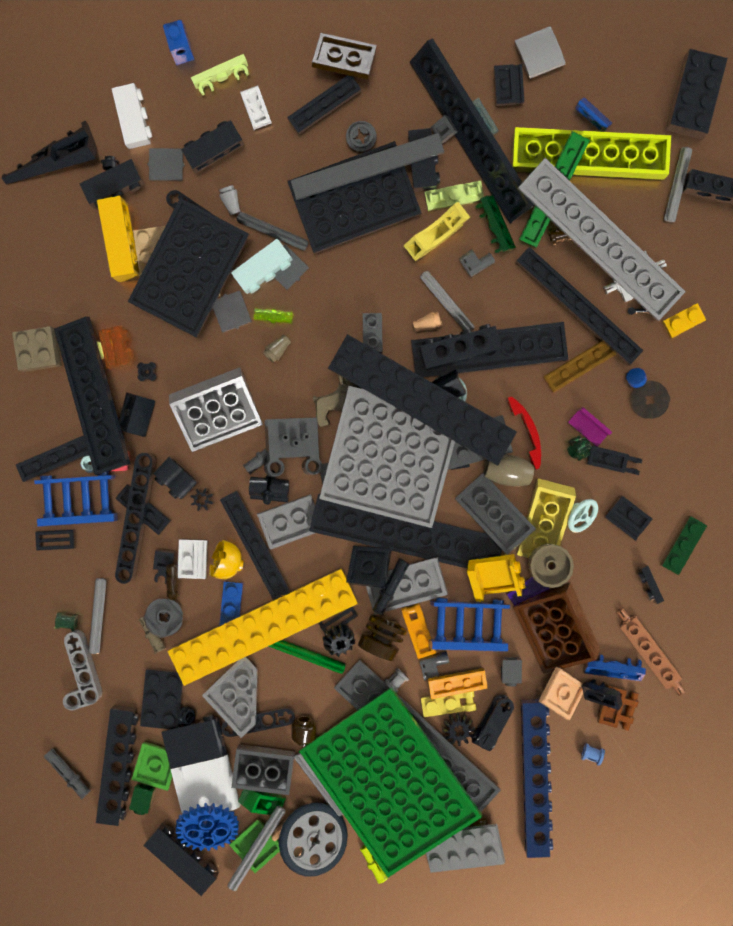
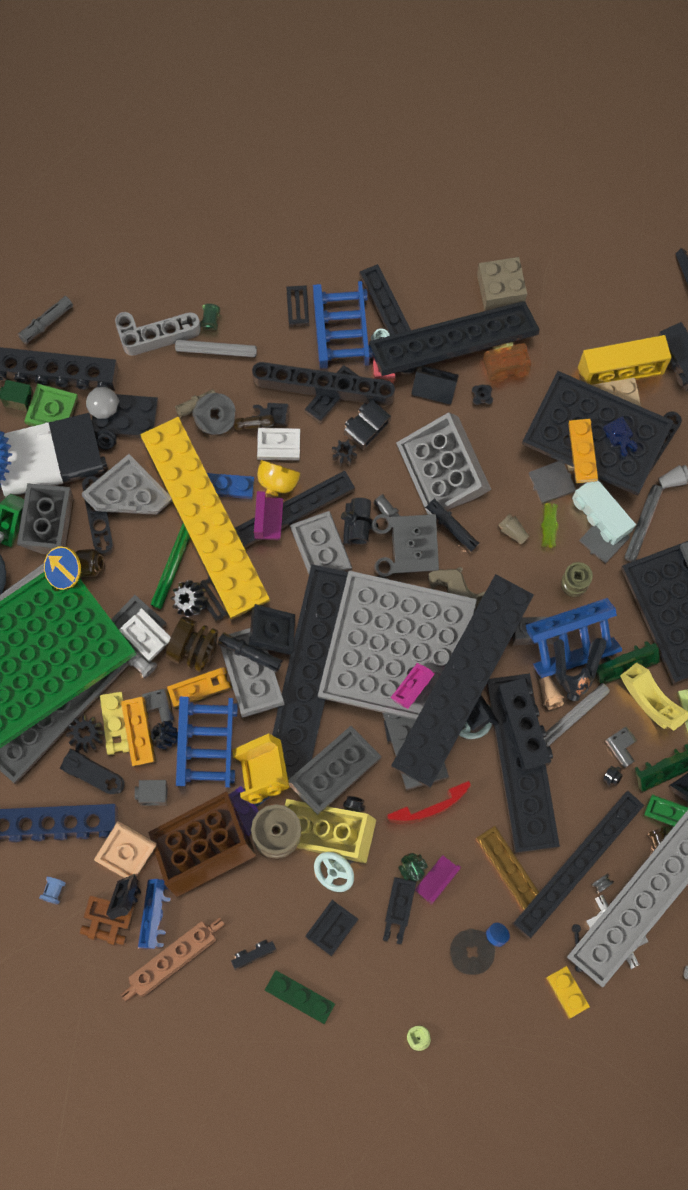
camera: 85 degrees right, 15 degrees down
(152, 720) = (102, 402): none -> light grey hair
(191, 248) = (619, 433): none -> clear blue plate
(207, 282) = (583, 451): none -> light orange plate
(264, 569) = (268, 517): none -> magenta panel
(272, 404) = (452, 525): none -> black pin
(311, 754) = (62, 568): none -> blue piece
(326, 294) = (576, 579): none -> olive wheel
(370, 301) = (567, 621): none -> blue fence
(372, 679) = (145, 635): none -> white plate
(406, 261) = (614, 668): none -> dark green plate
(421, 297) = (578, 684): none -> black piece
(428, 445) = (412, 685): none -> dark pink plate
(461, 661) = (164, 735): none -> black gear
(503, 272) = (613, 776): none -> black plate
(510, 471) = (384, 785): dark tan piece -> none
(524, 497) = (354, 804): none -> black plate
(595, 286) = (602, 883): none -> dark grey bush
(720, 447) = (418, 1038): none -> yellowish green tile

